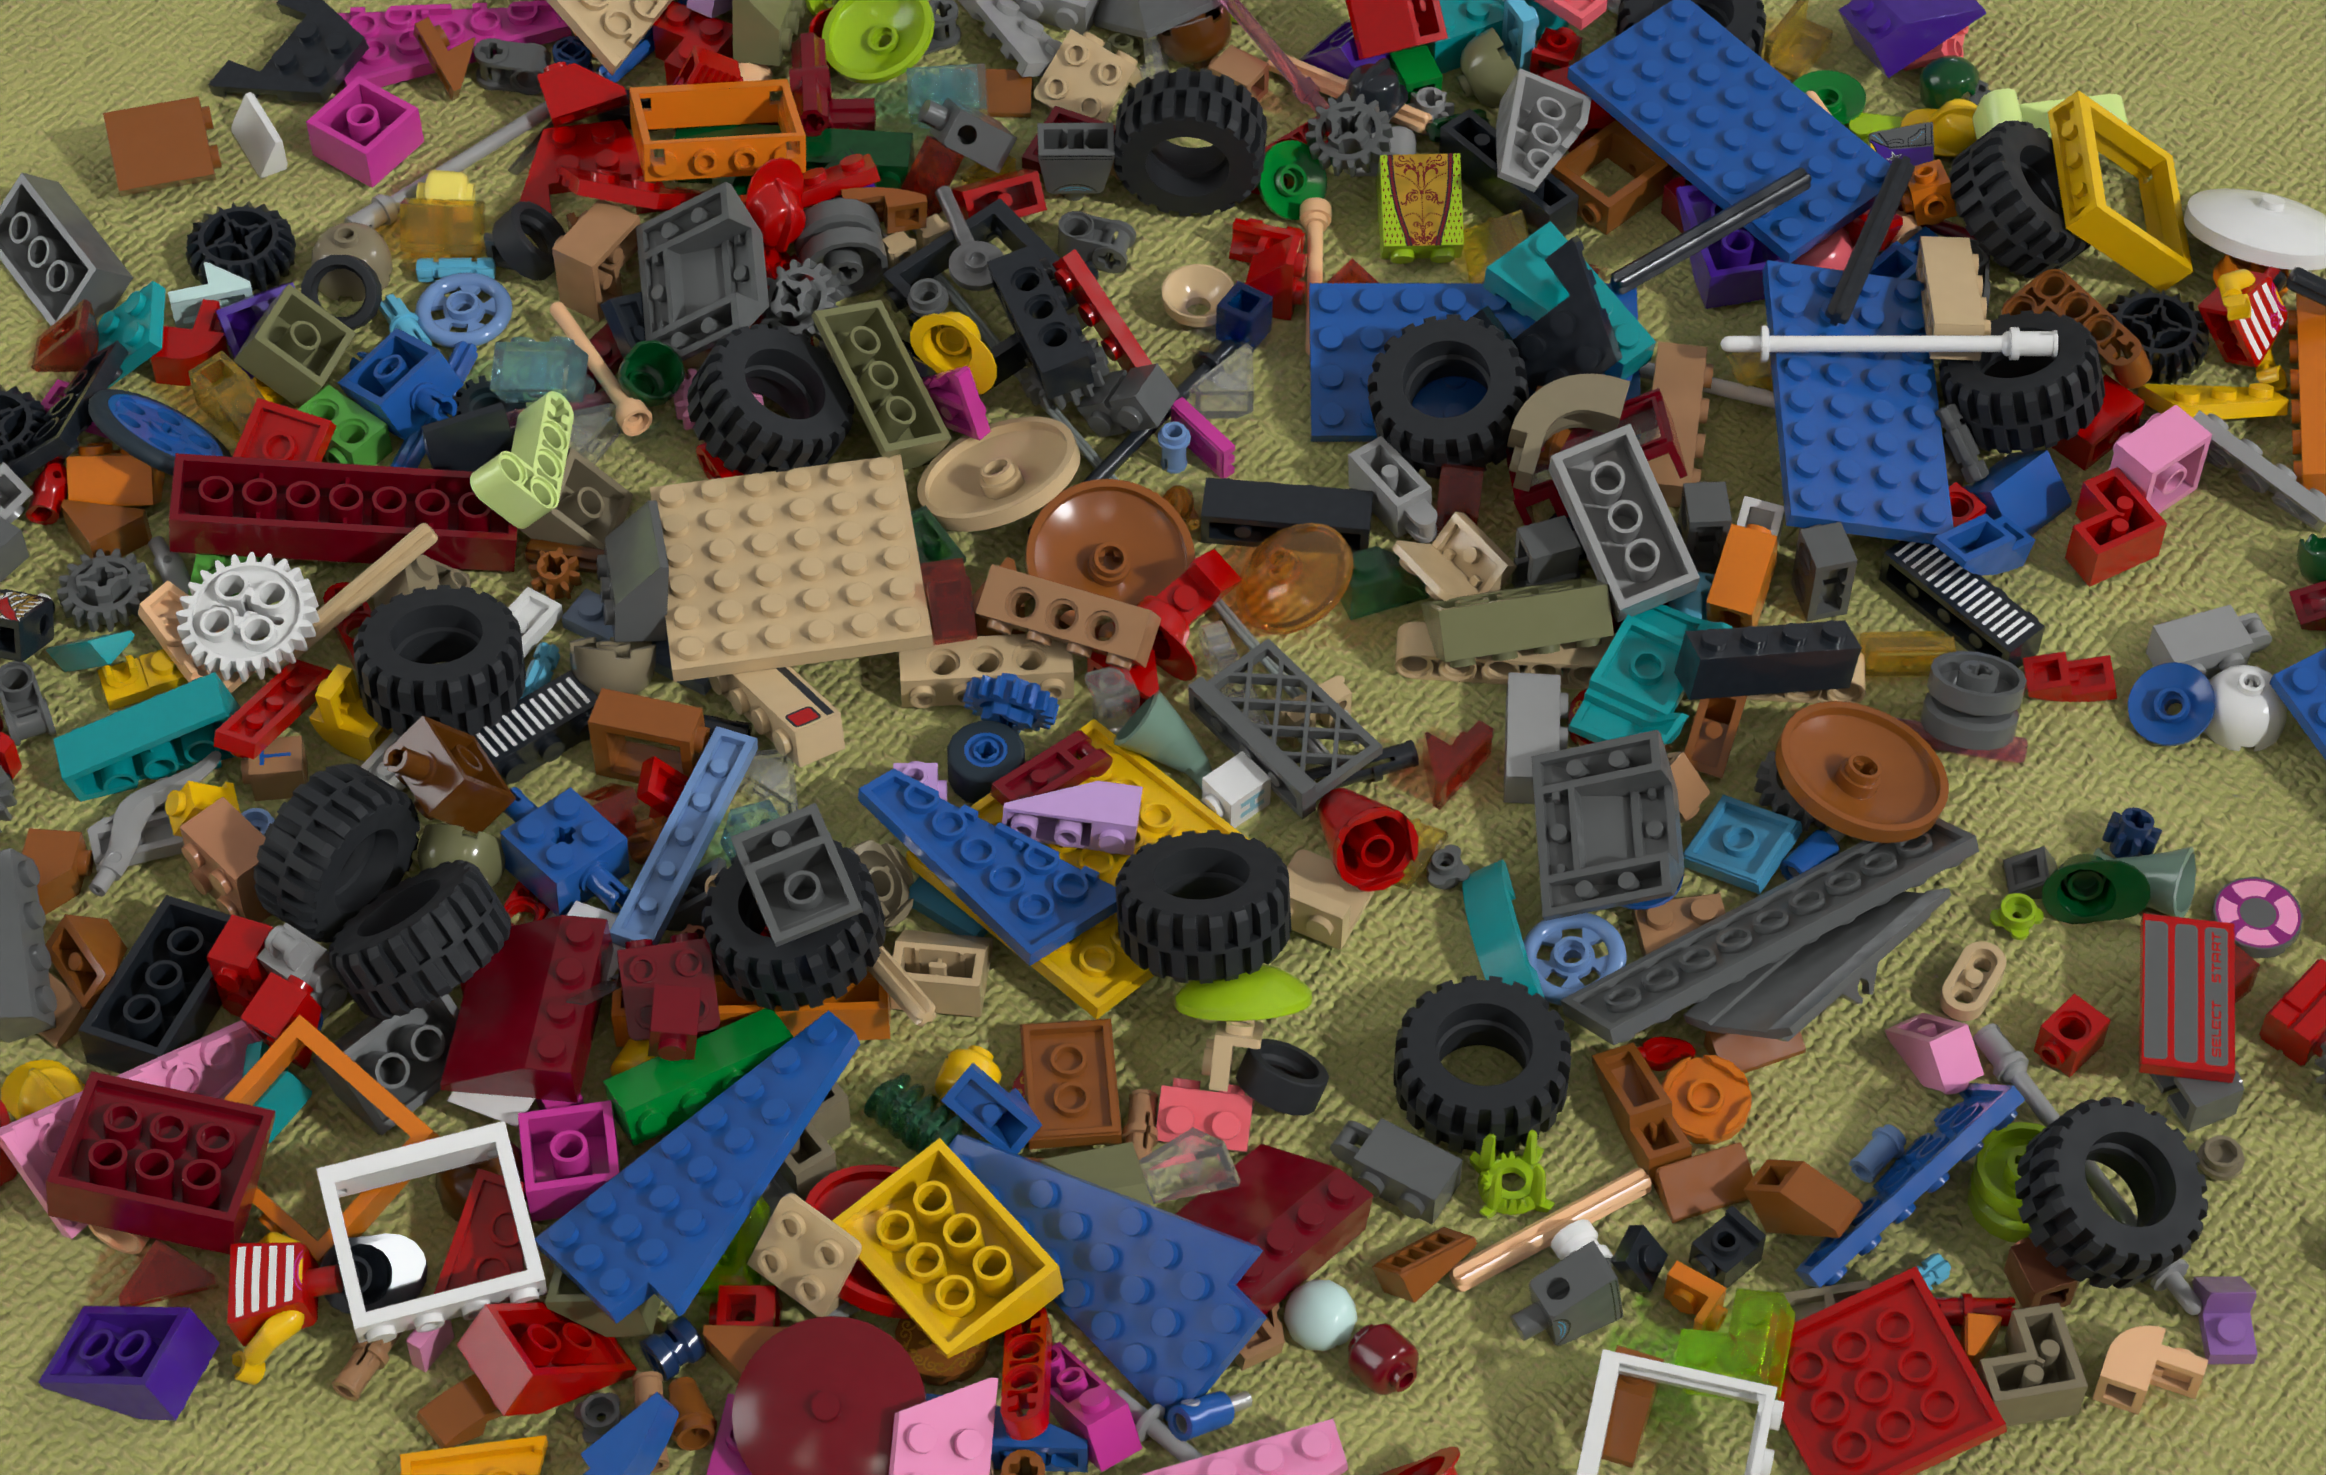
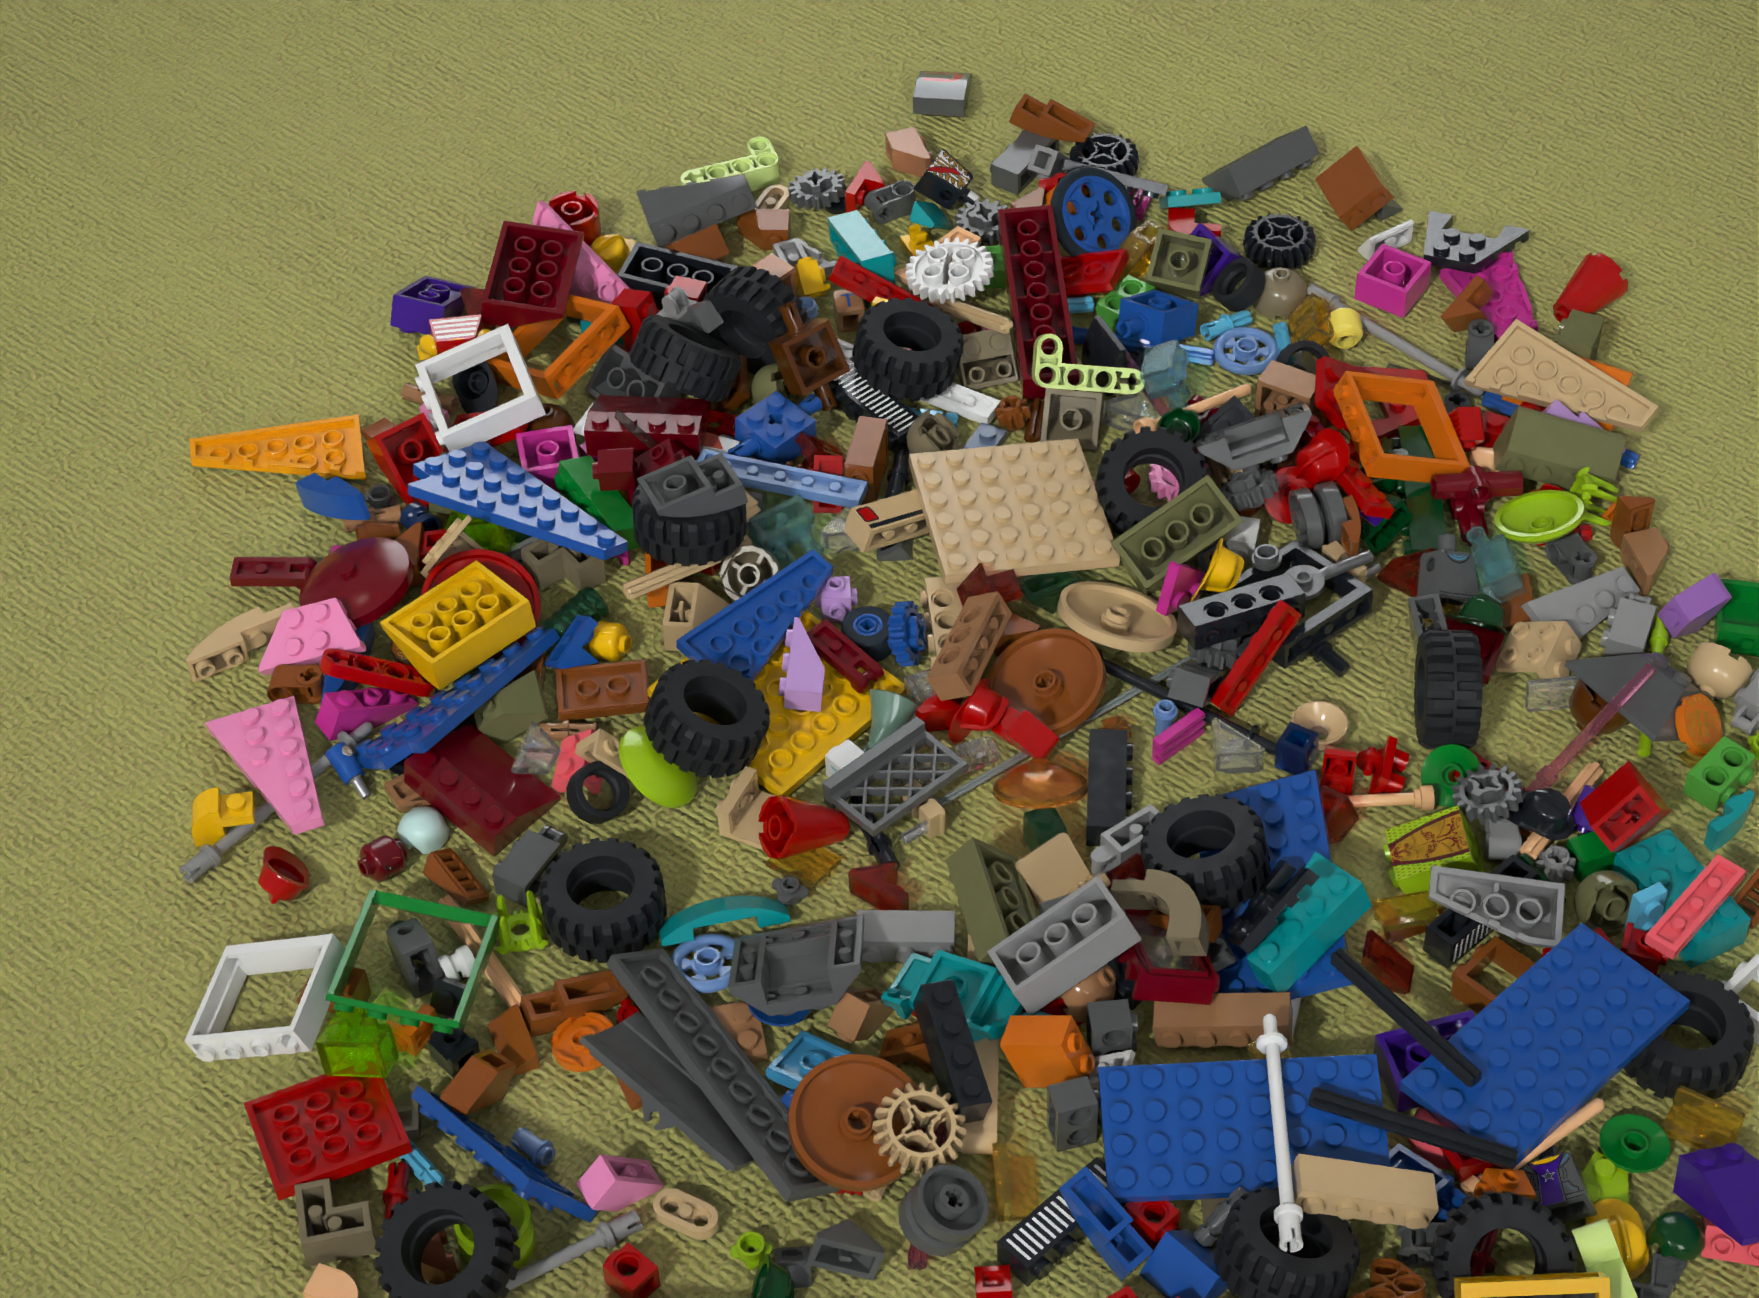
camera: 90 degrees right, 5 degrees down
(68, 341) = (1185, 178): clear red slope -> none
(132, 818) = (794, 252): light grey piece -> none
(221, 286) = (1231, 232): light aqua slope -> none
(329, 910) = (705, 316): none -> dark grey slope
(578, 93) = (1446, 370): red slope -> none
(635, 578) = (982, 433): dark grey slope -> none
(1018, 190) = (1391, 603): red brick -> none
(1034, 108) = (1482, 612): none -> dark green piece
(1095, 240) = (1368, 664): dark grey piece -> none
(1243, 69) = (1558, 738): medium nougat brick -> none
(1718, 1280) = (378, 898): none -> green window
(1881, 700) = (907, 1105): none -> tan gear
(1978, 1335) = (363, 1190): orange slope -> none
(2019, 809) = (846, 1250): none -> dark grey slope

